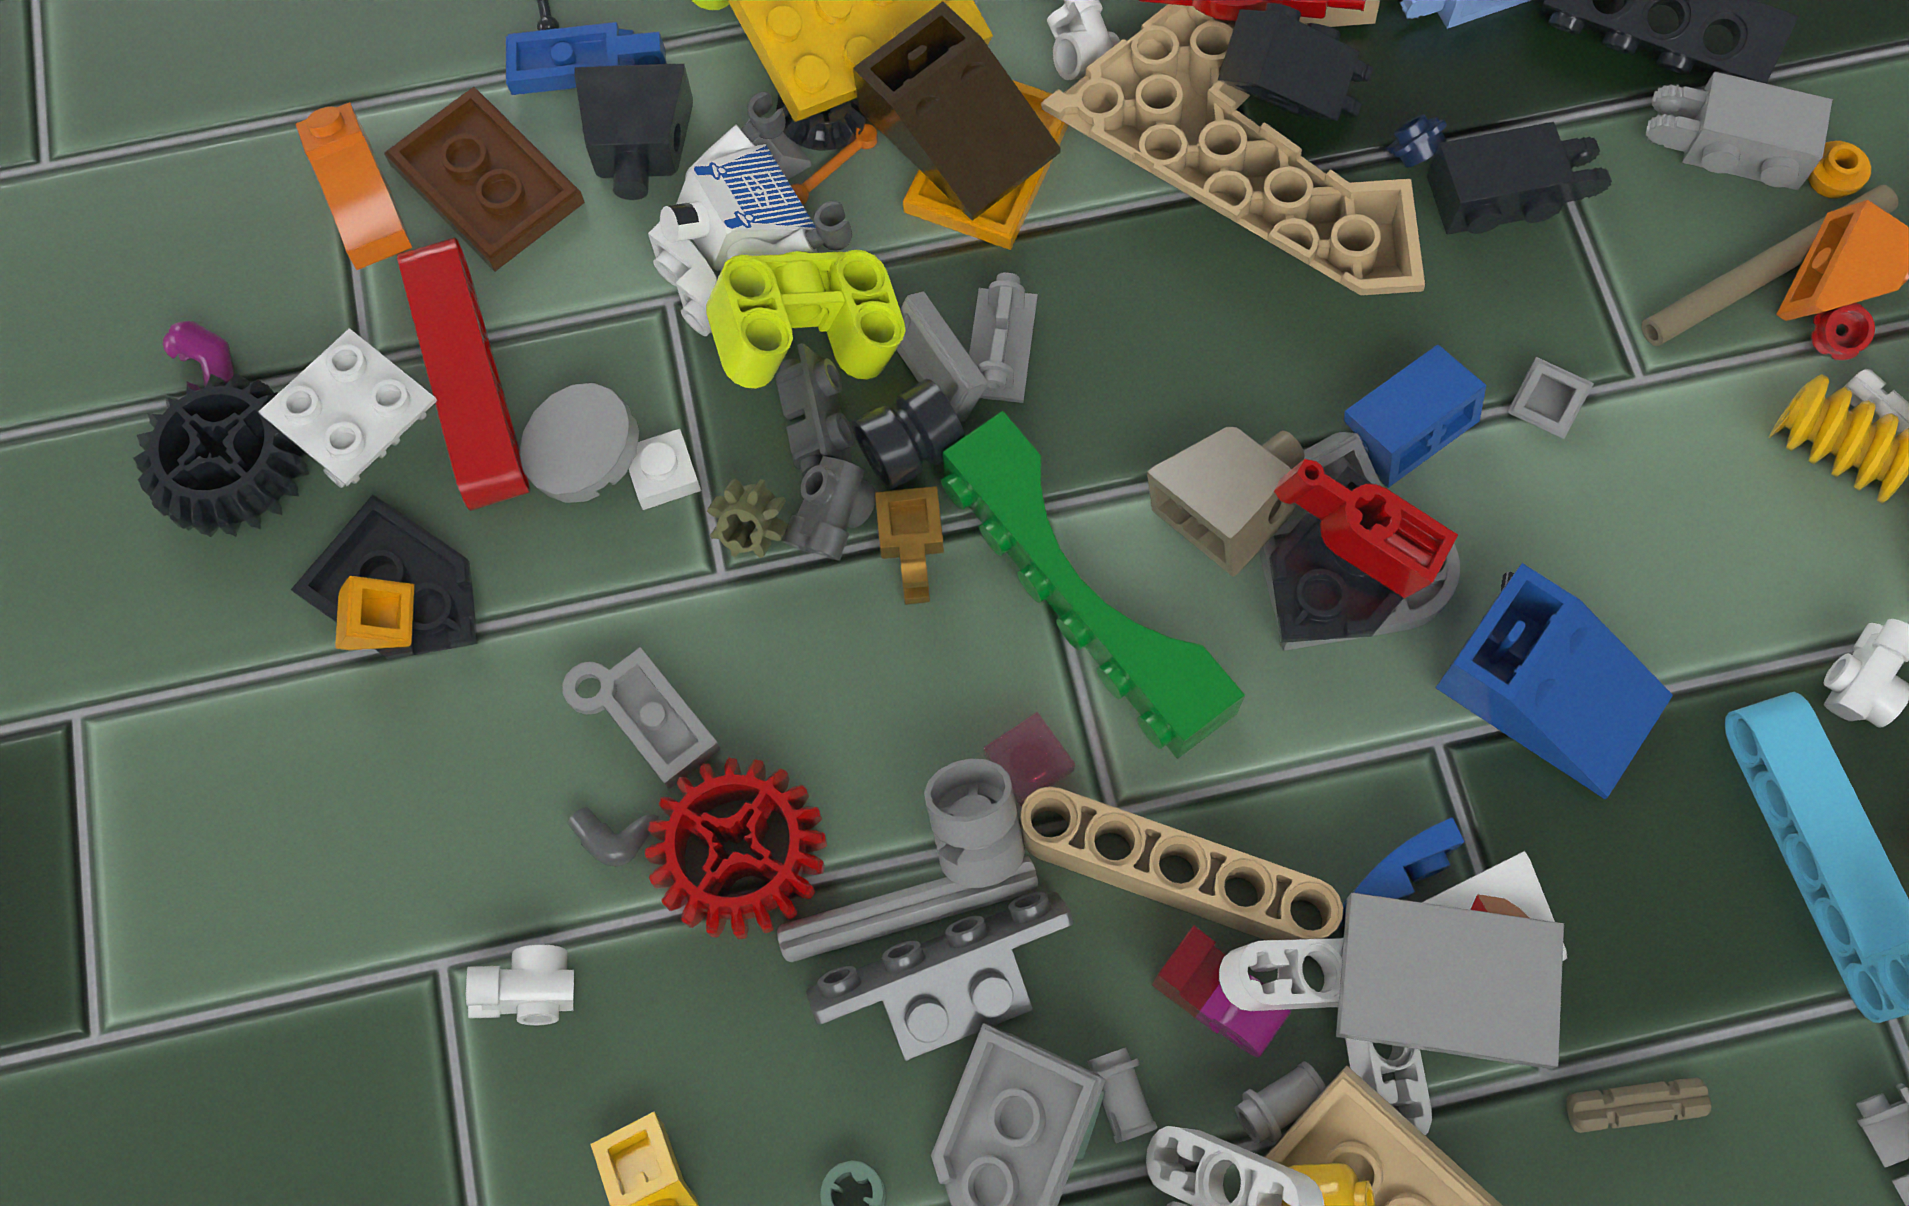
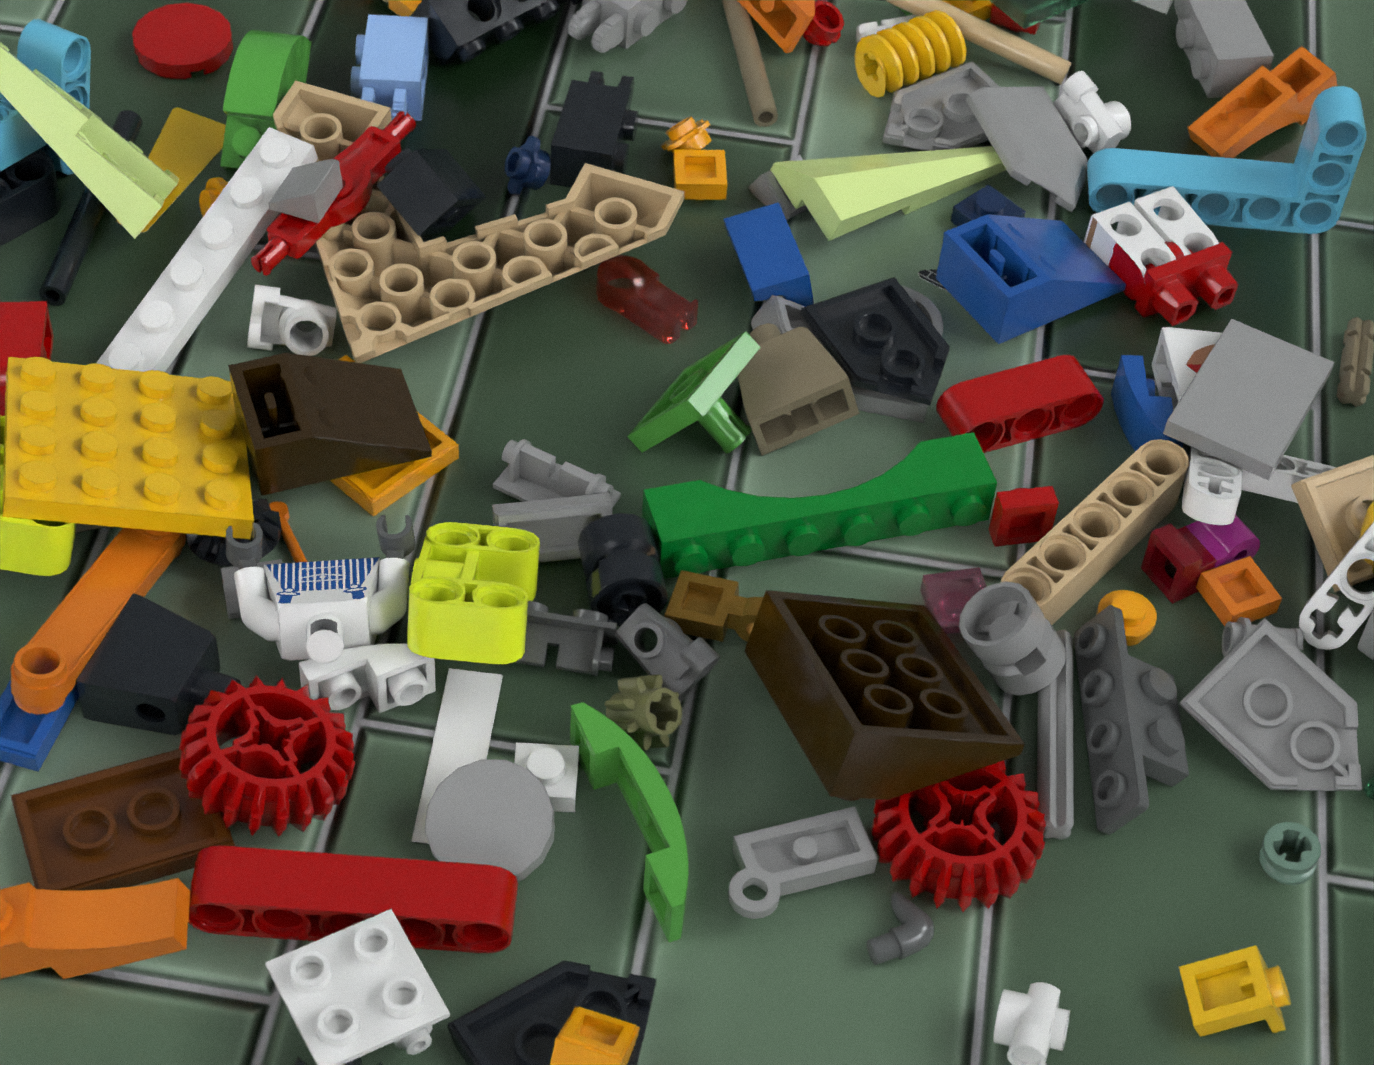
camera: 75 degrees left, 20 degrees down
(573, 614) = (614, 757): none -> bright green slope
(591, 204) = (260, 774): none -> red gear
(597, 39) = (63, 645): none -> orange piece
(678, 389) = (460, 732): none -> white sticker
(840, 717) = (875, 694): none -> dark brown slope
(1095, 938) = (1137, 612): none -> light orange plate
(1159, 415) = (697, 397): none -> bright green tile
(1176, 785) = (1022, 515): none -> red plate
(1181, 1050) = (1238, 591): none -> orange plate
(1279, 1103) = (1302, 560): light grey pin -> none
(1299, 326) = (649, 302): none -> clear red piece
(1342, 736) = (1021, 403): none -> red beam
(1371, 528) = (881, 297): red piece -> none
(1511, 301) = (700, 174): none -> light orange plate
(1557, 267) = (687, 135): none -> light orange plate
(1585, 464) = (862, 189): none -> yellowish green wedge
(1639, 612) = (982, 203): none -> dark blue plate
(1667, 849) = (1164, 256): none -> hips
(1784, 619) = (1032, 139): none -> light grey tile
(1790, 519) = (937, 113): none -> light grey tile

